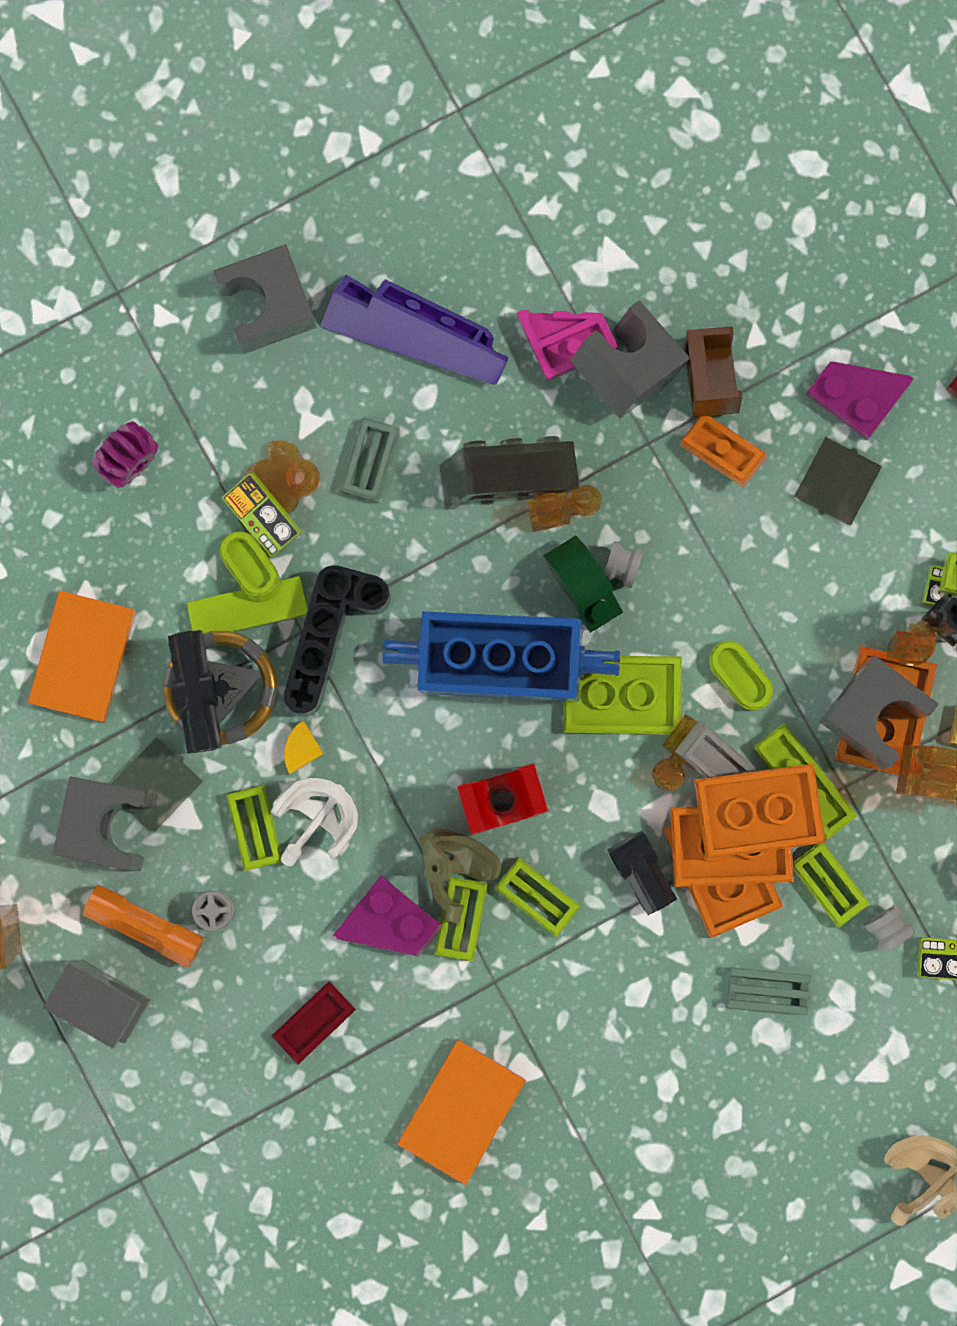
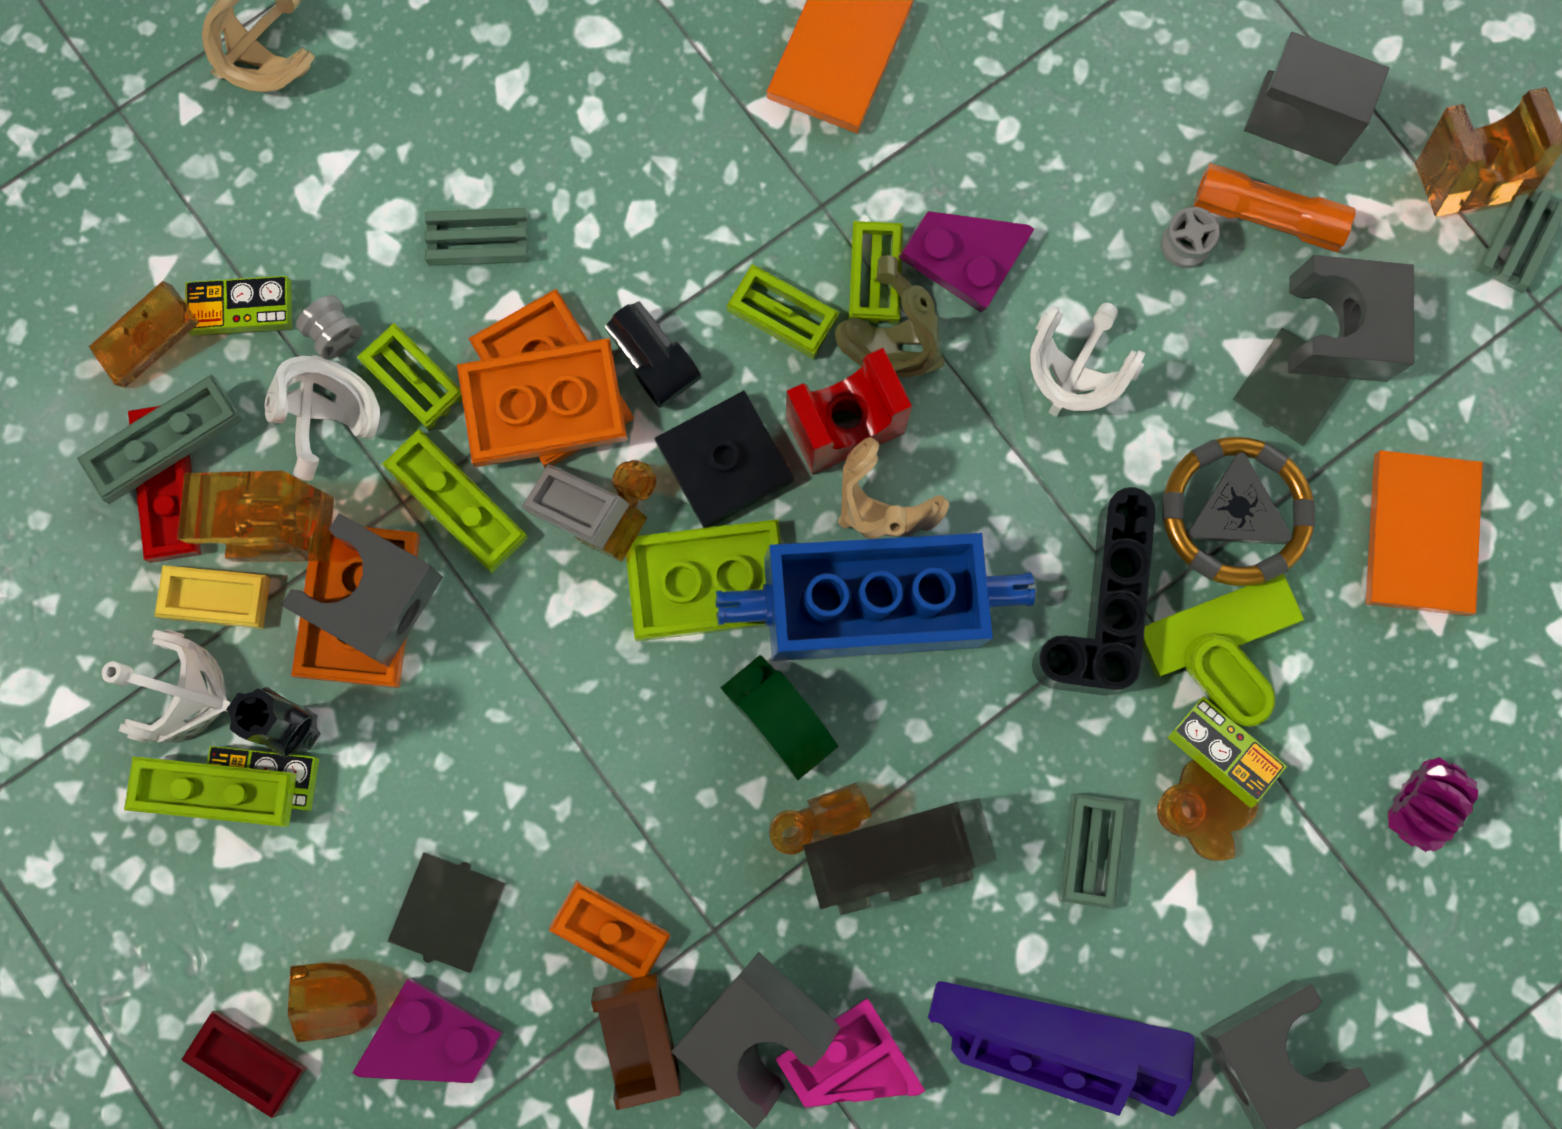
camera: 170 degrees right, 5 degrees down
(195, 691) = (1275, 490): black piece -> none
(239, 830) = (1172, 387): lime tile -> none
(300, 748) = (1115, 454): yellow tile -> none
(313, 1022) = (1038, 127): dark red tile -> none
(472, 717) = (877, 518): none -> tan helmet
(598, 785) = (724, 459): none -> black plate
(623, 564) = (728, 750): light grey wheel -> none
(740, 675) = (553, 626): lime tile -> none
(759, 811) = (509, 443): orange tile -> none
(877, 867) = (353, 405): none -> white helmet
(914, 645) = (321, 685): clear orange plate -> none
(925, 430) = (329, 1001): none -> clear orange brick

